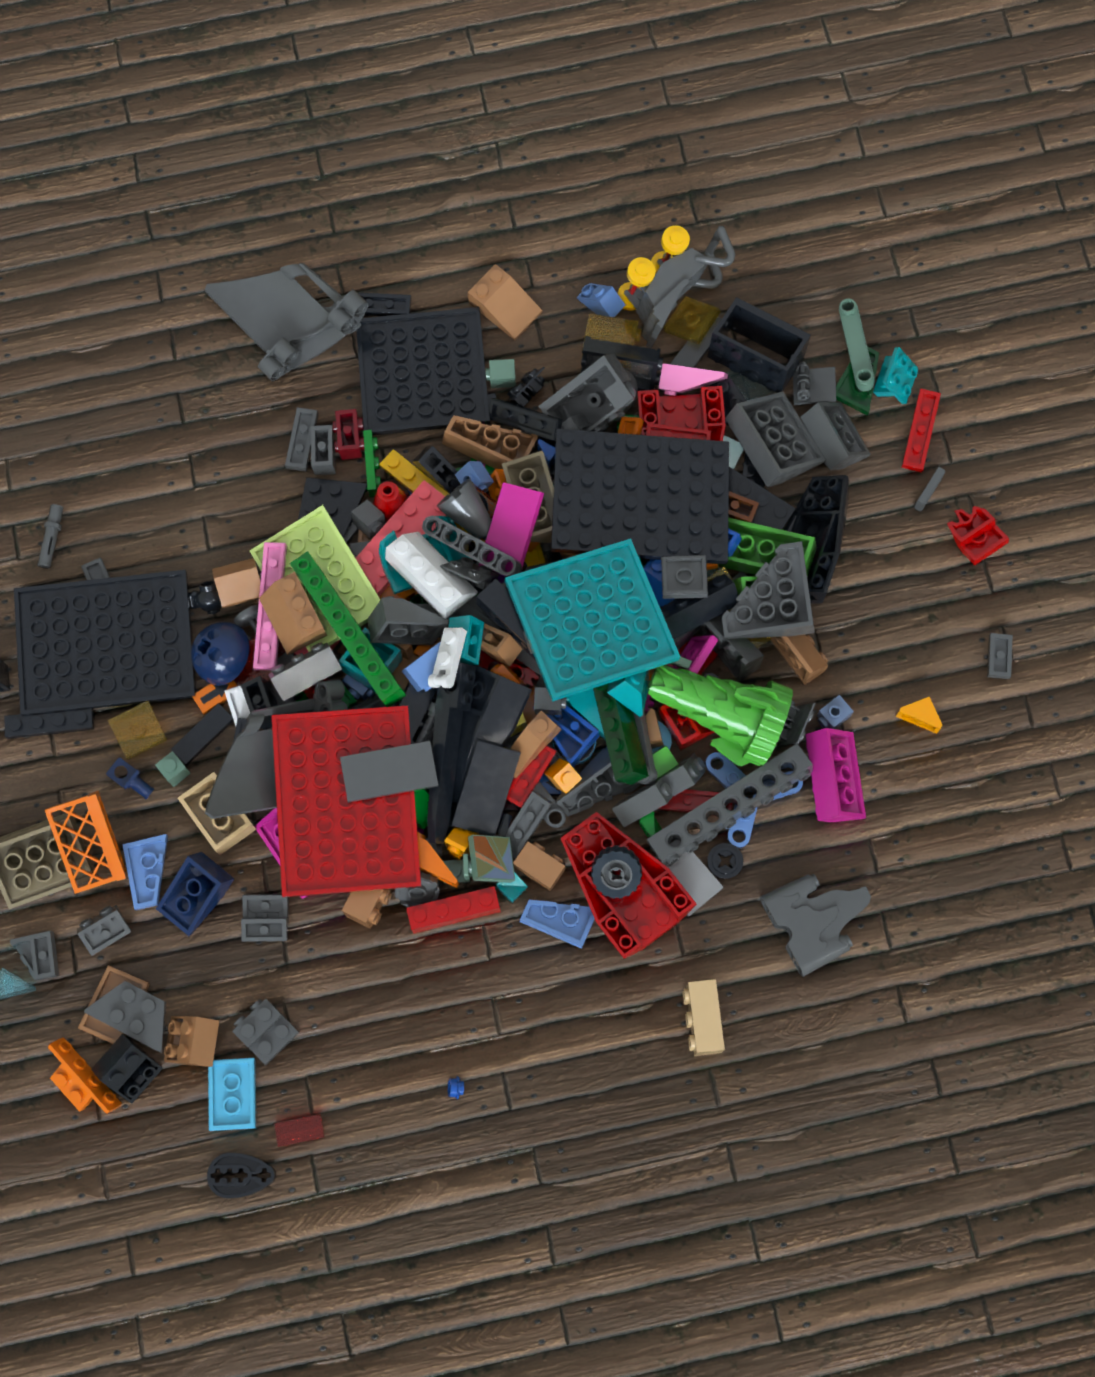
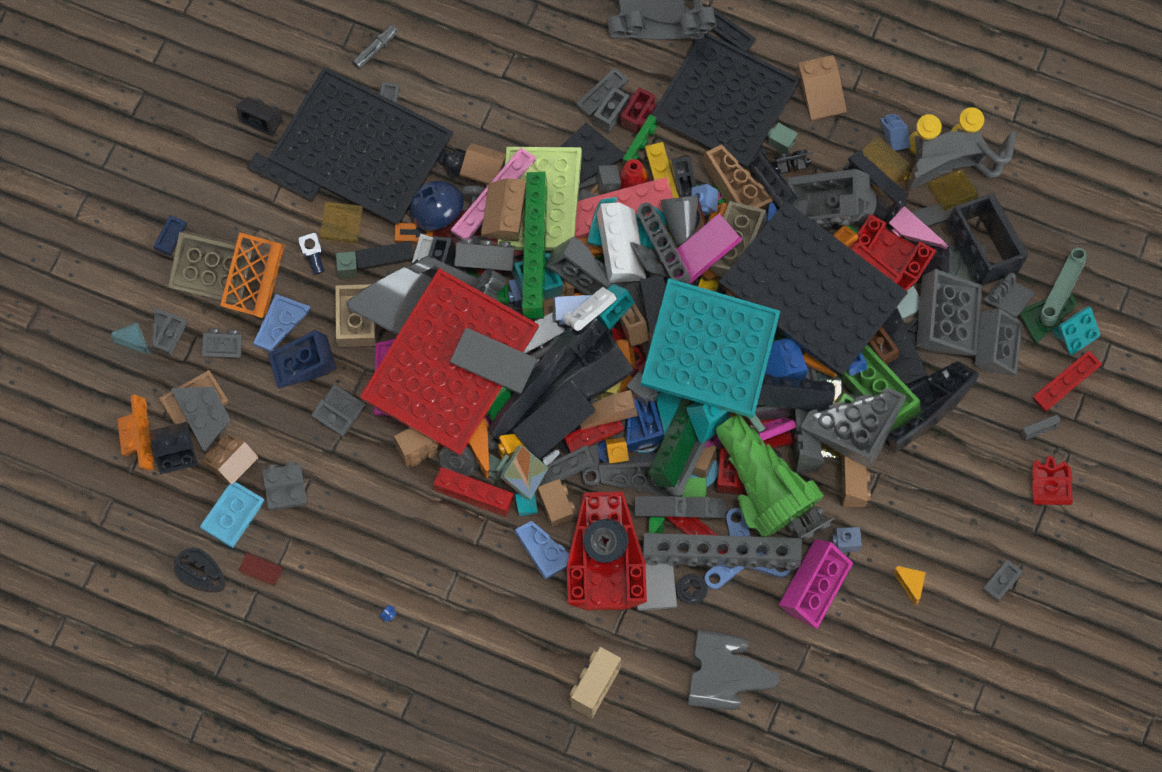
camera: 30 degrees right, 5 degrees down
(684, 577) = (801, 364): dark grey tile -> none

